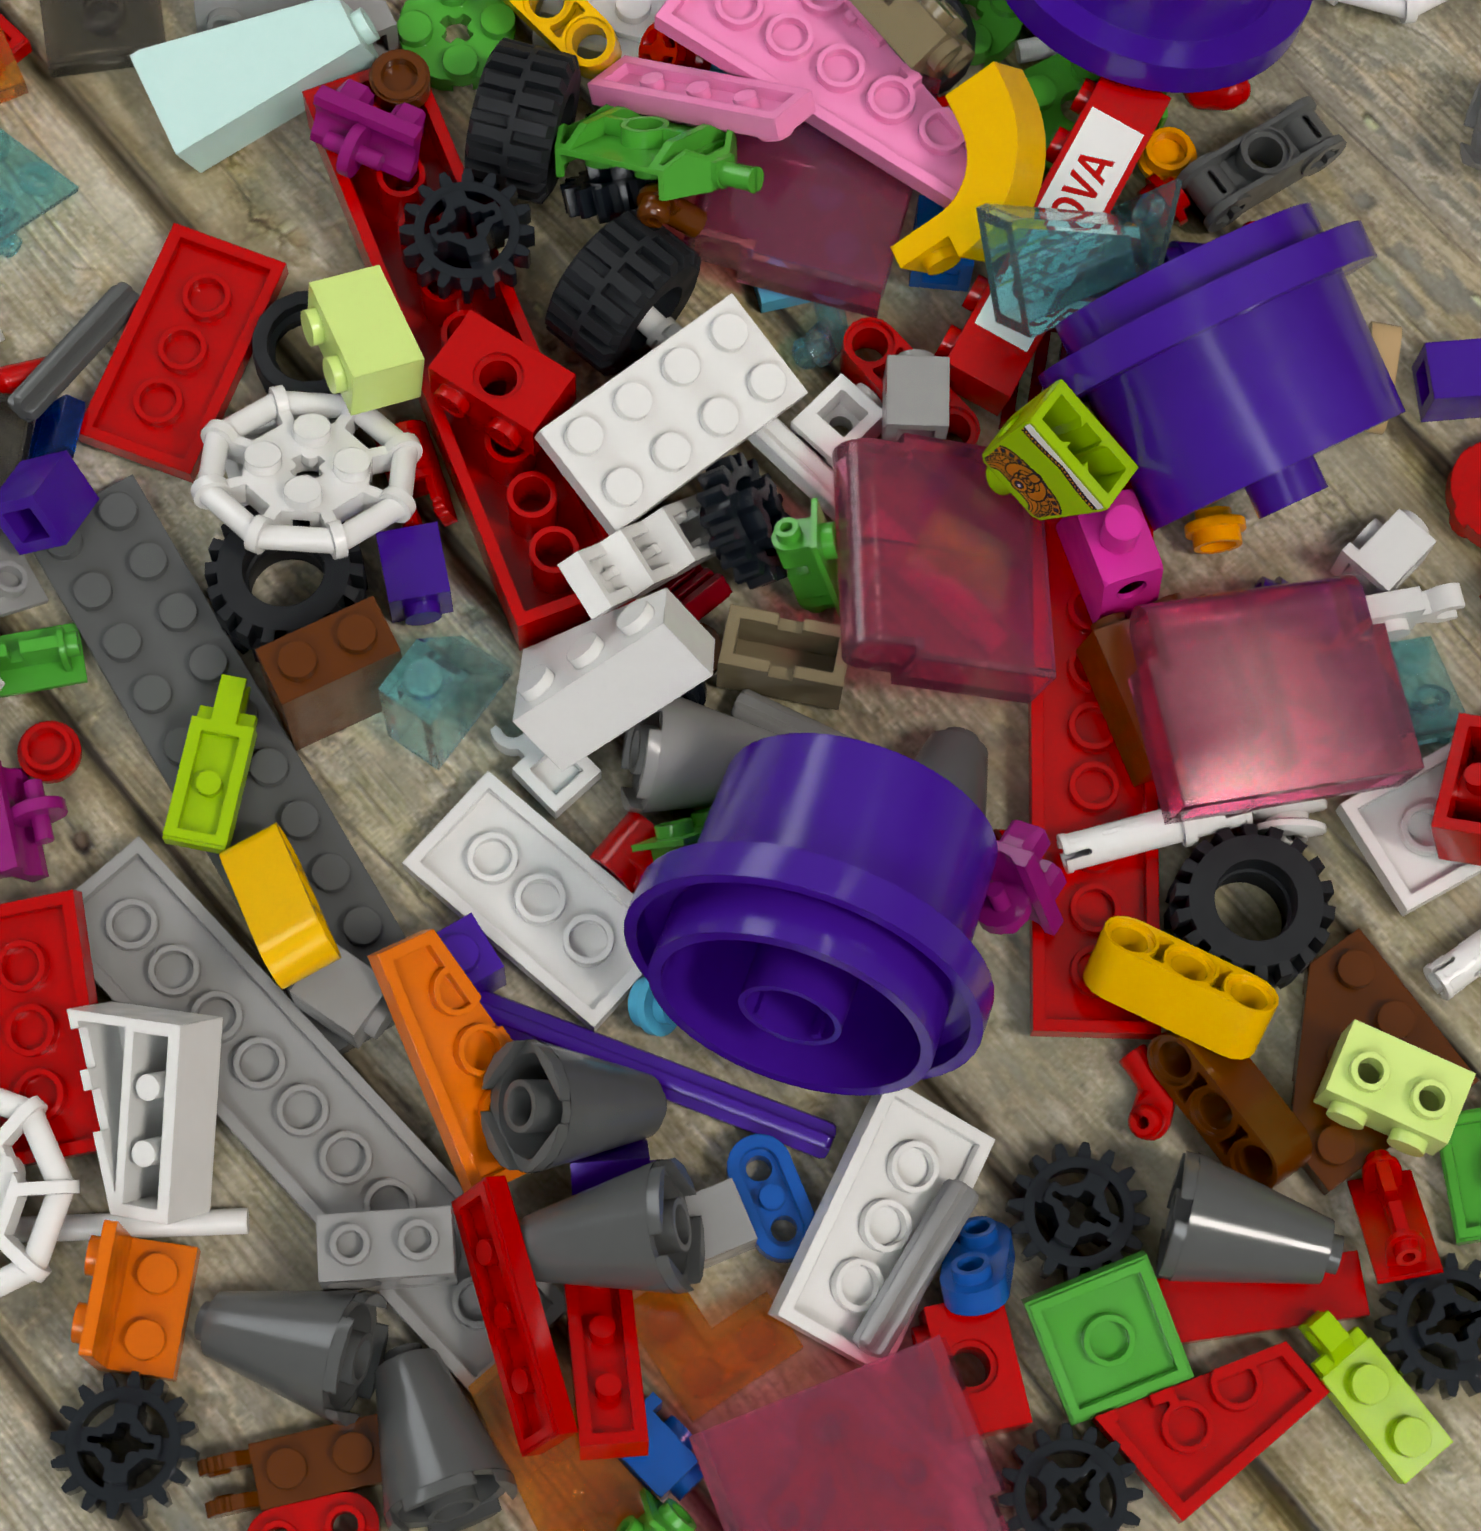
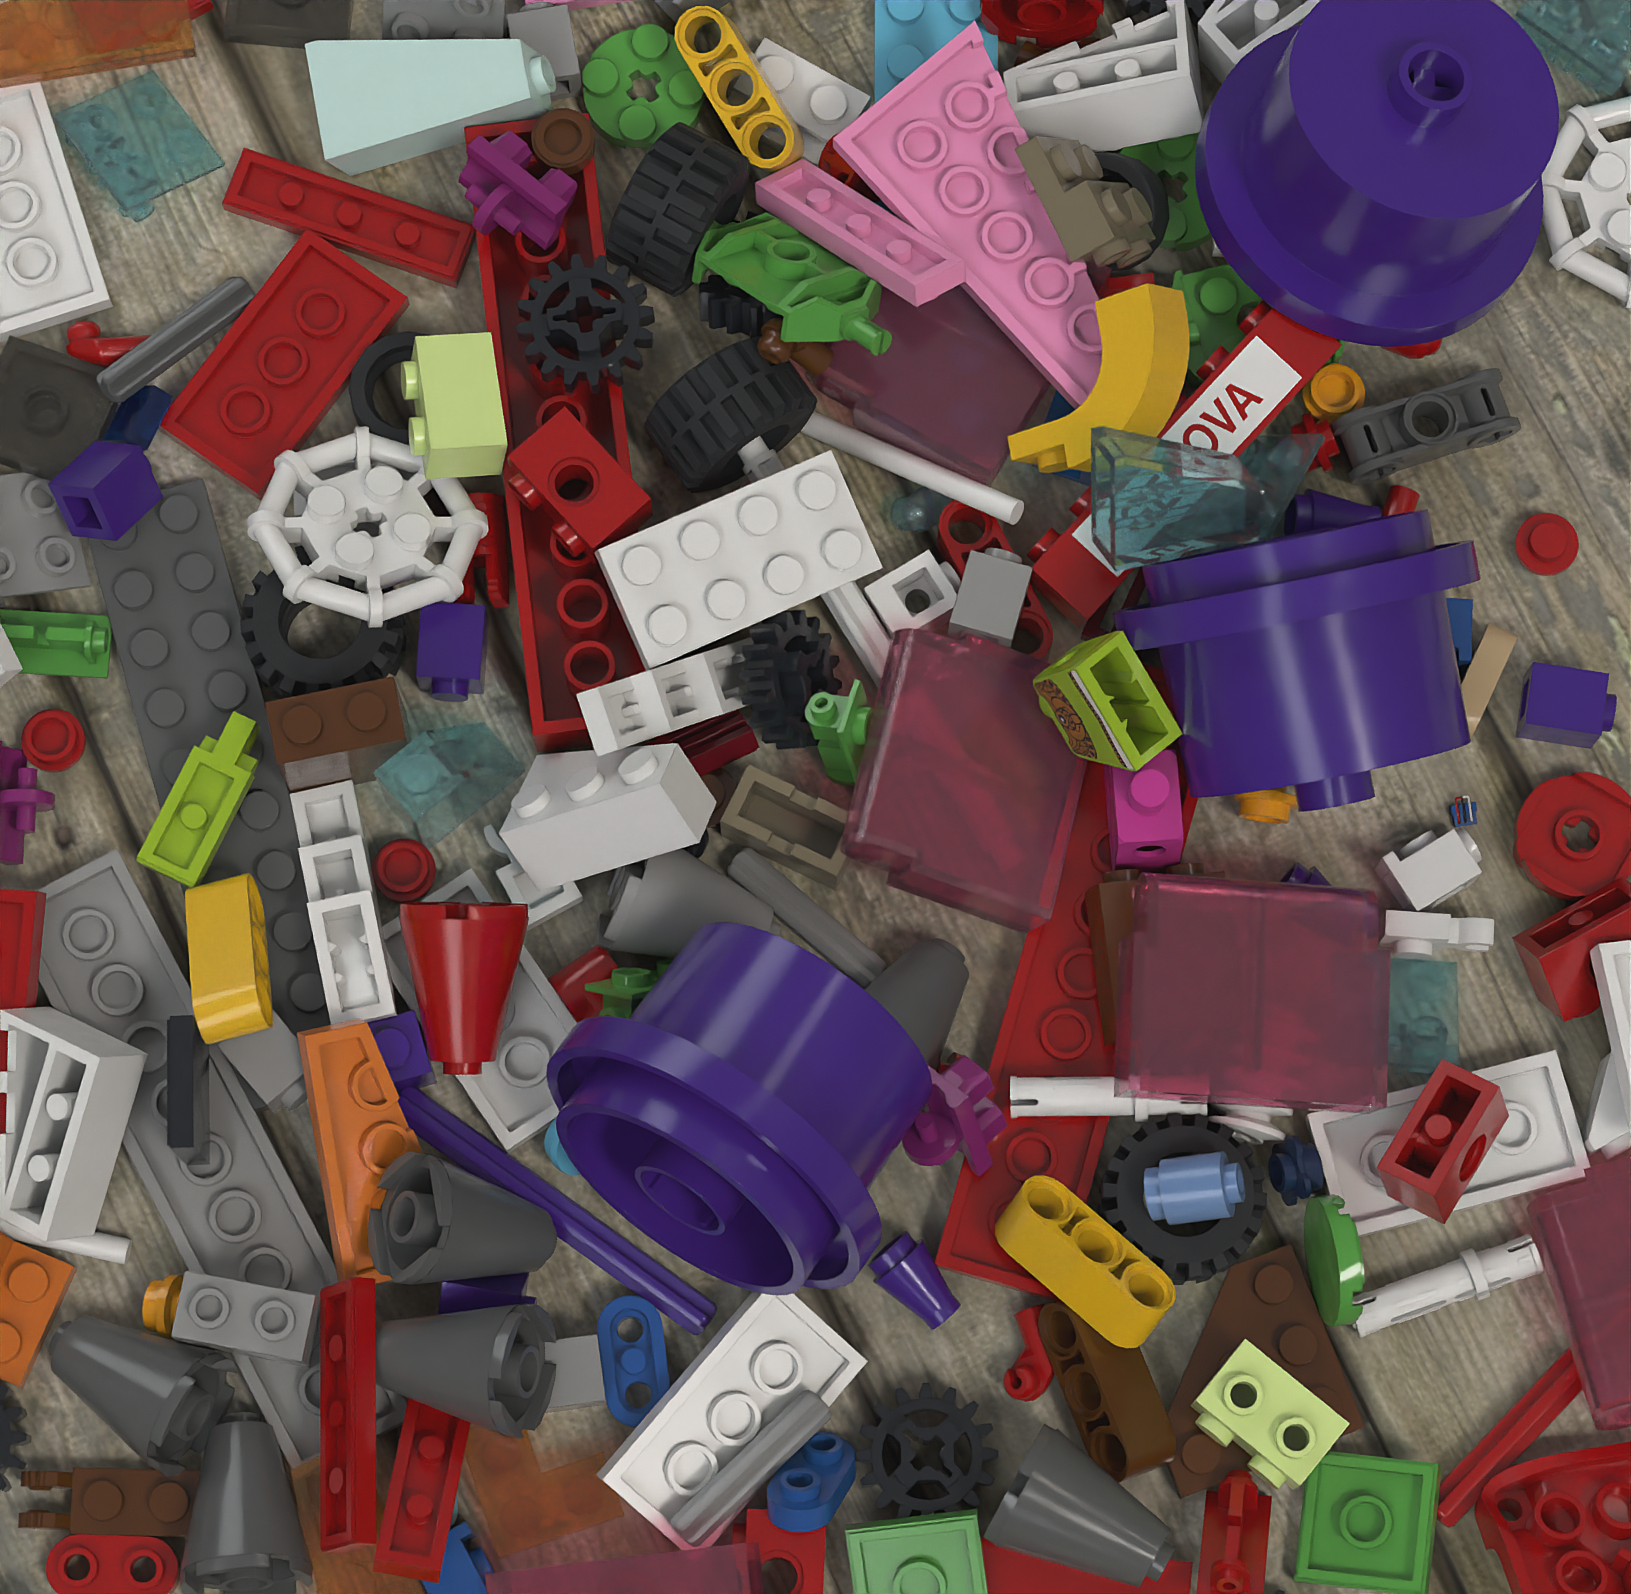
camera: 20 degrees right, 5 degrees up
(212, 205) = (350, 217): none -> red tile
(272, 1040) = (188, 1091): none -> black tile
(298, 1261) = (161, 1304): none -> light orange plate
(374, 832) = (343, 904): none -> white slope
(422, 791) = (404, 870): none -> red plate
(511, 866) = (463, 975): none -> red cone
(810, 304) = (914, 468): none -> white bar
(1019, 1052) = (911, 1277): none -> dark purple cone
(1266, 889) = (1193, 1188): none -> medium blue brick
(1345, 858) = (1295, 1170): none -> dark blue plate
(1395, 499) = (1463, 813): none -> blue piece
(1399, 243) = (1546, 544): none -> red plate
(1408, 929) = (1333, 1260): none -> bright green tile

